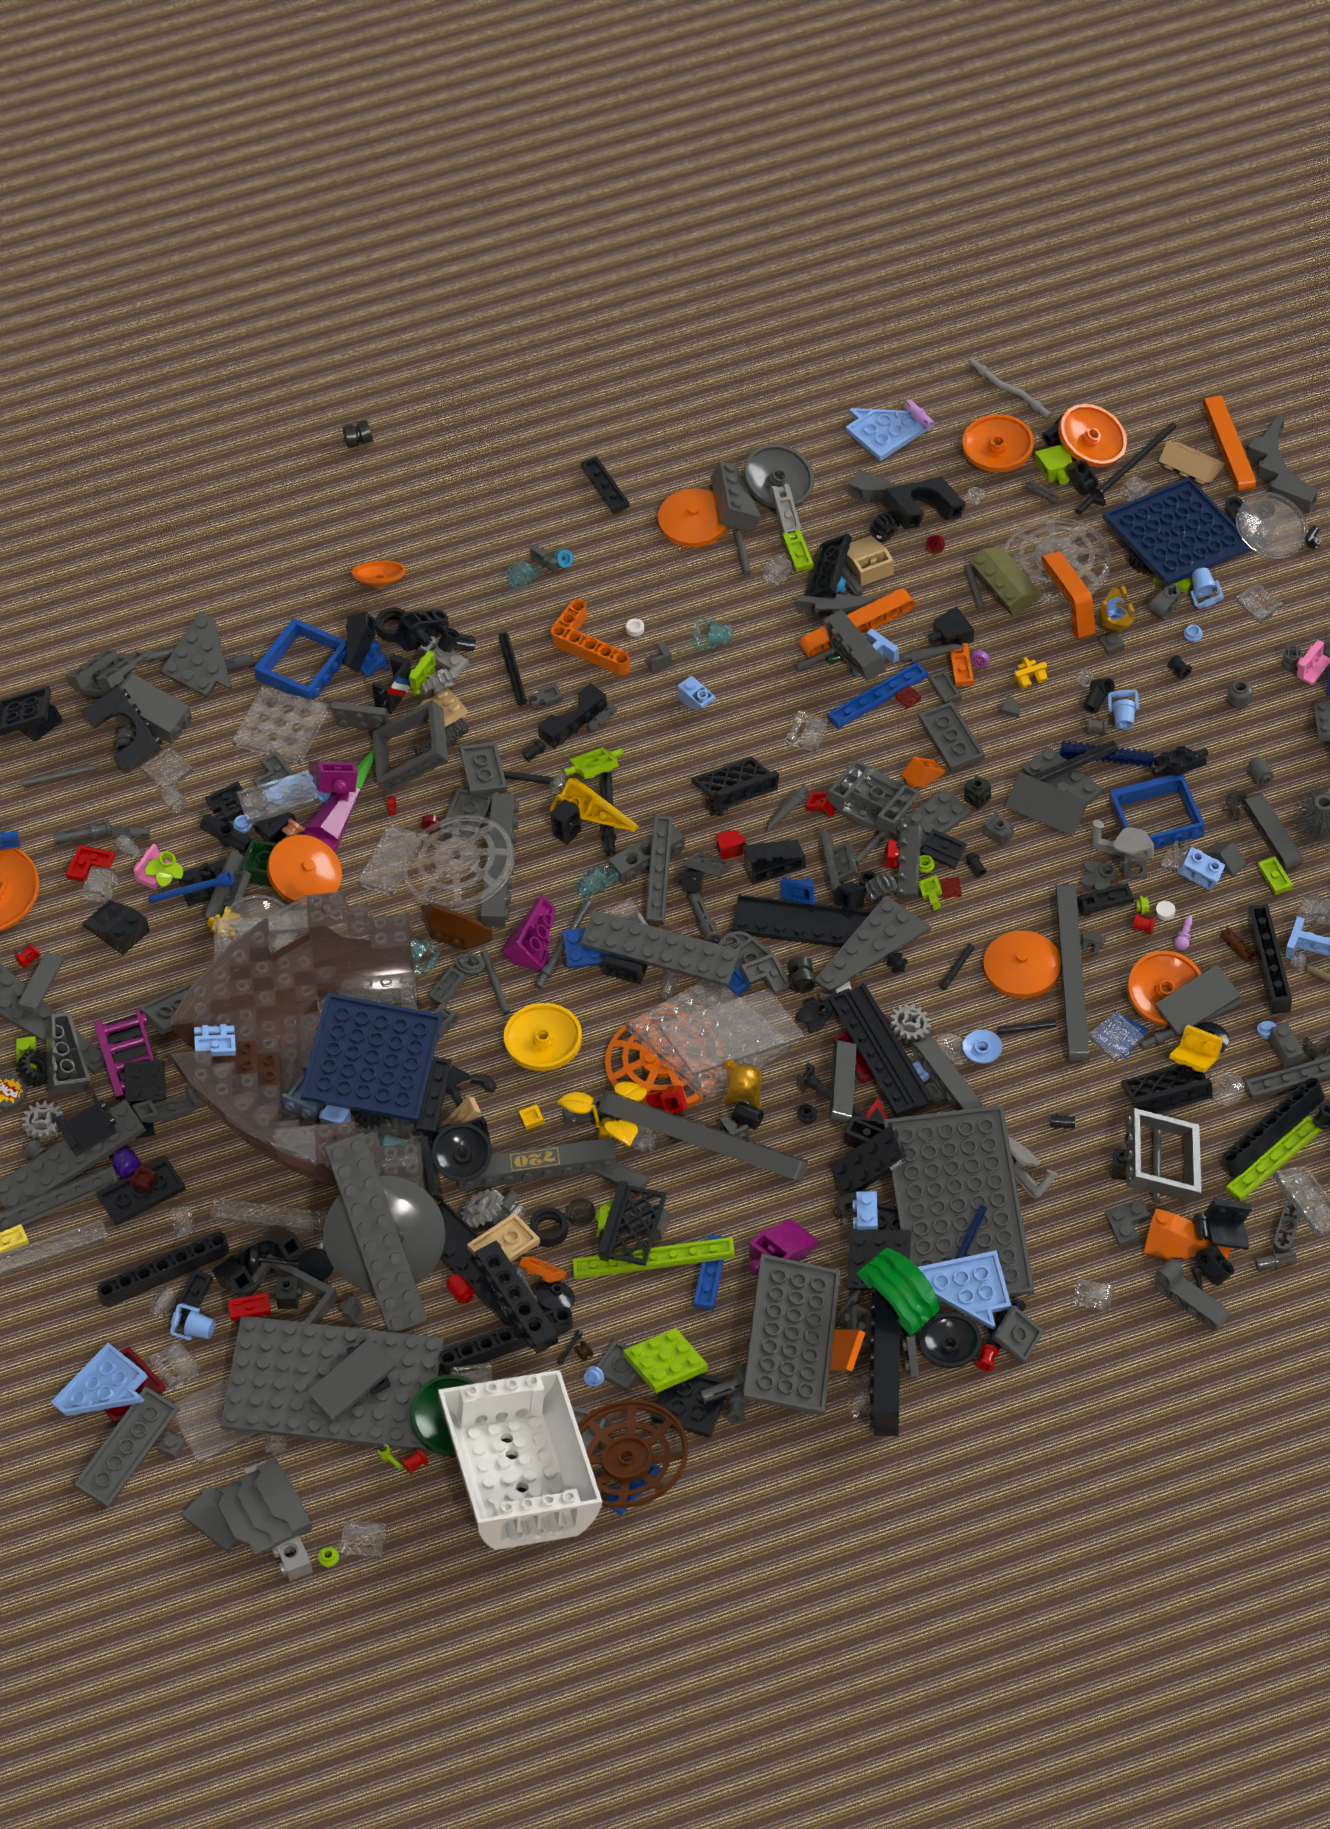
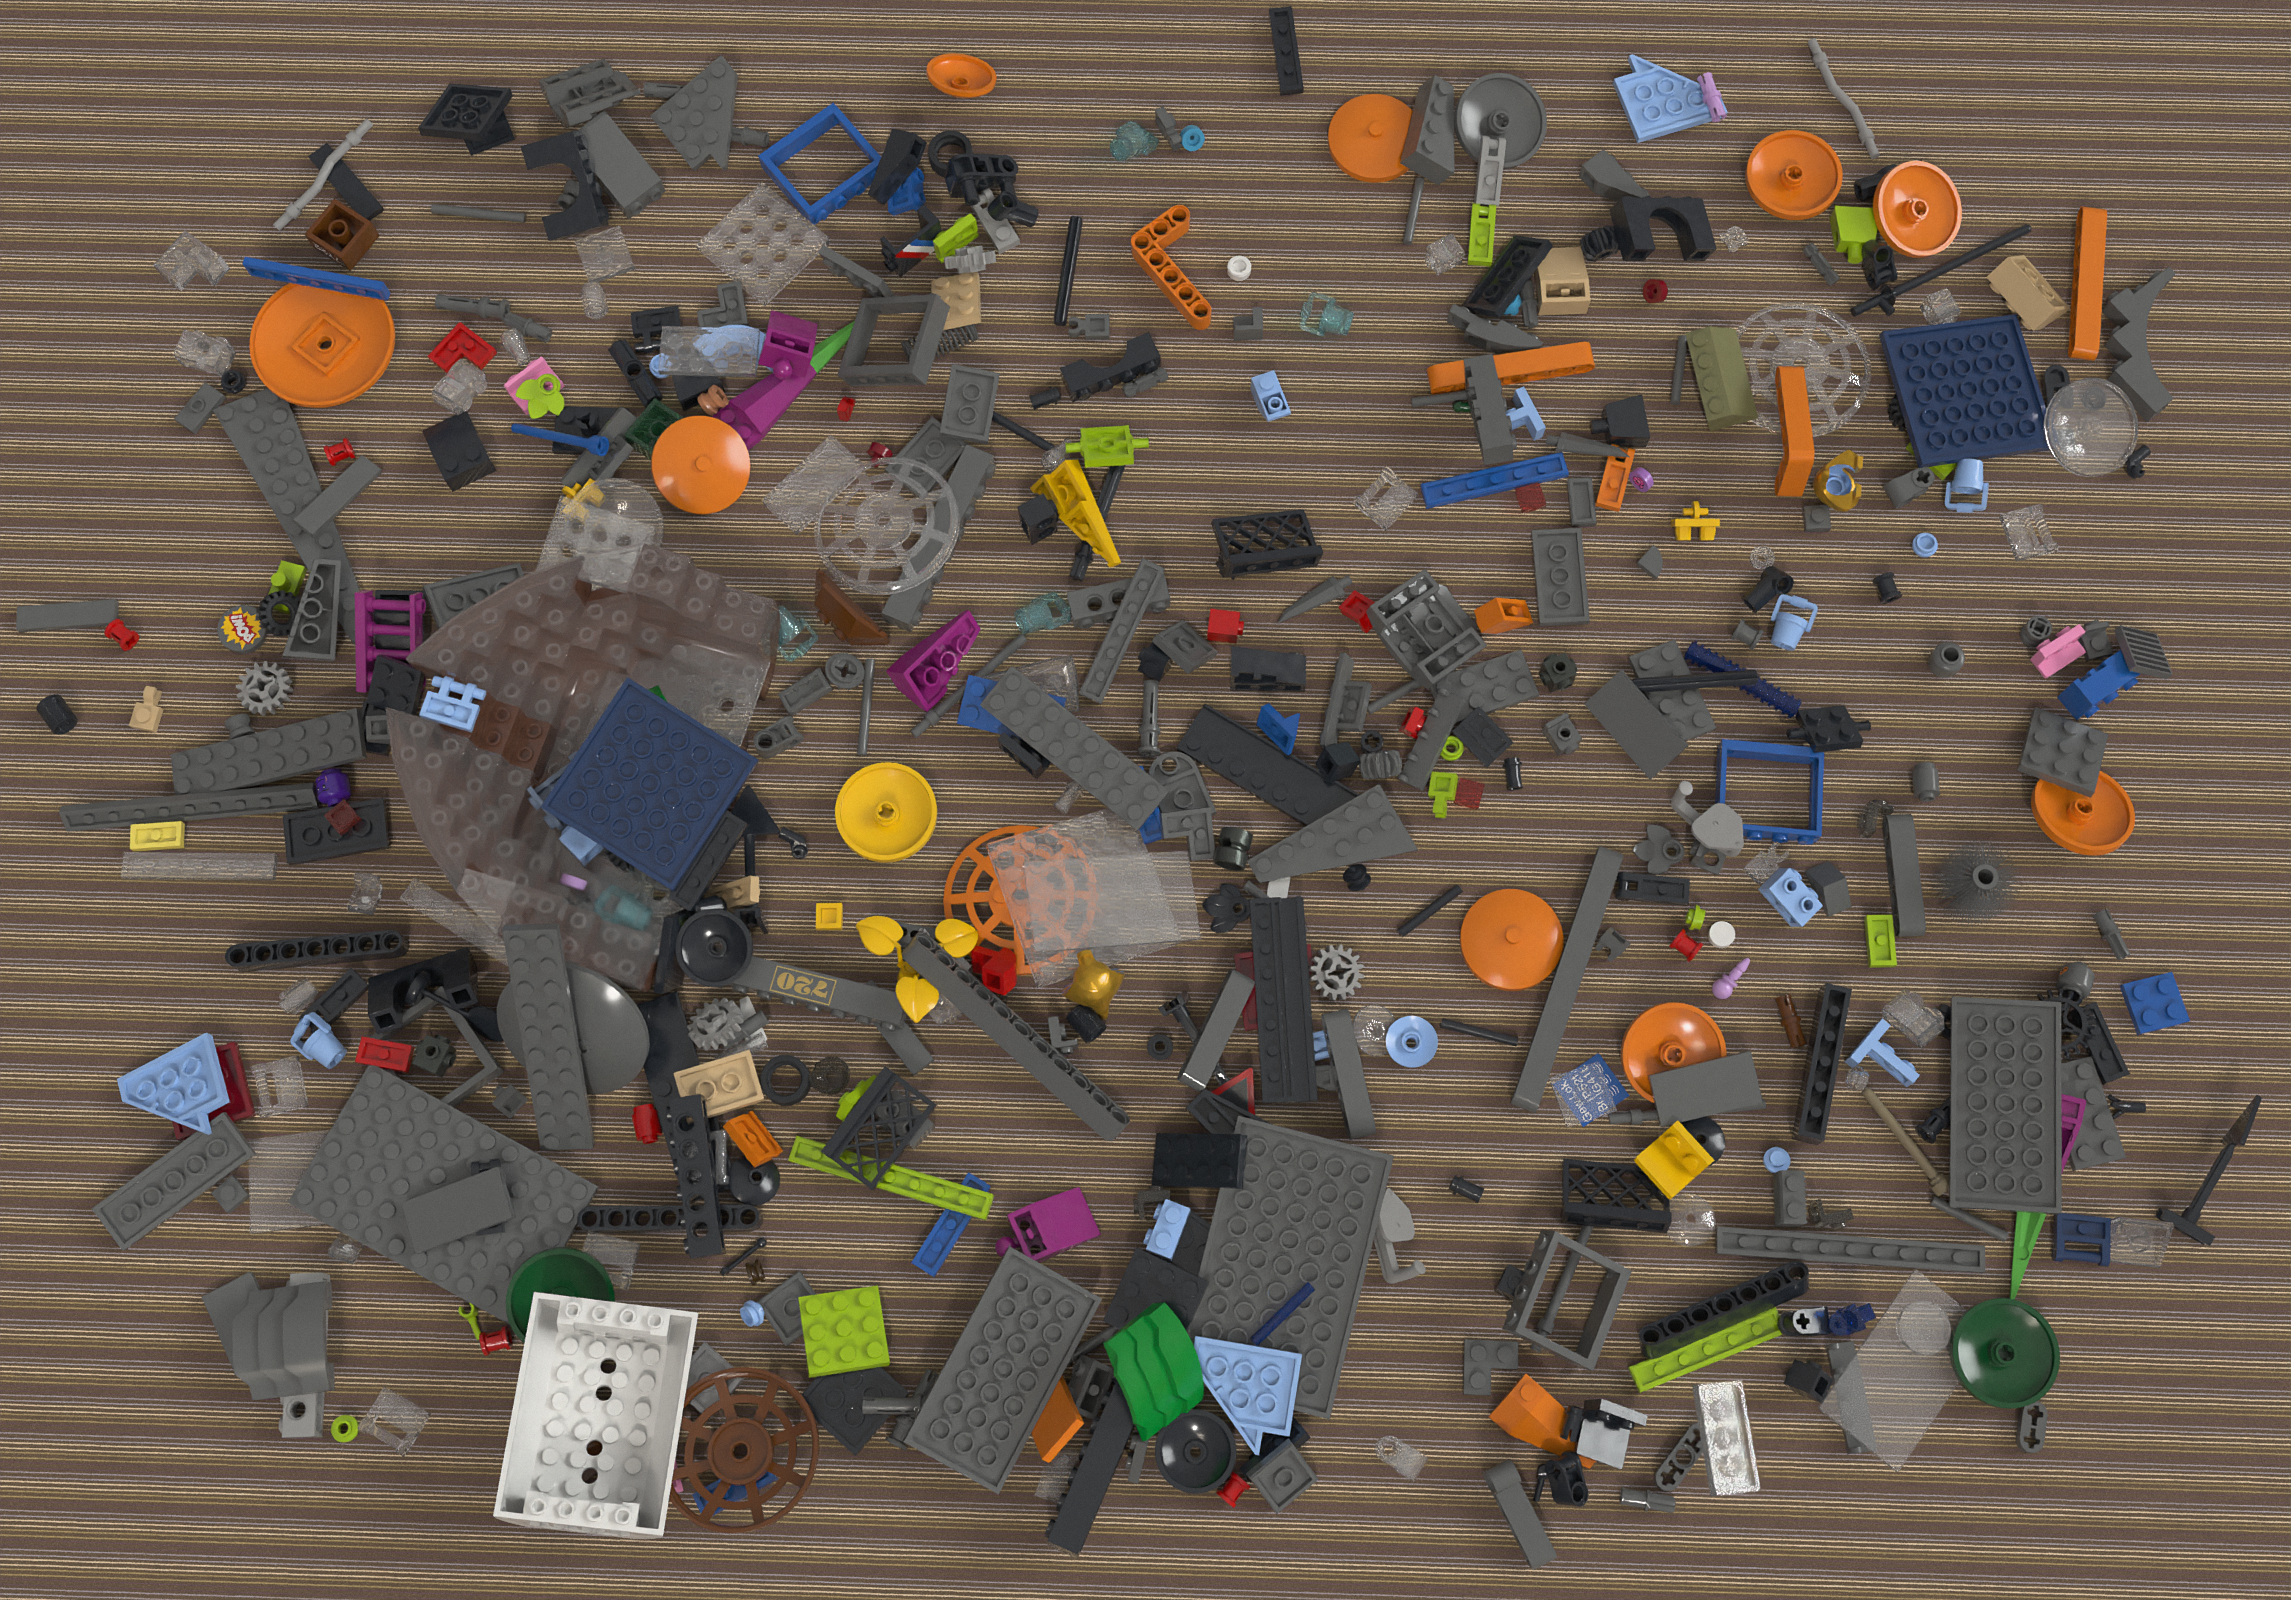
camera: 20 degrees right, 20 degrees up
(87, 1127) = (293, 730): black panel -> none

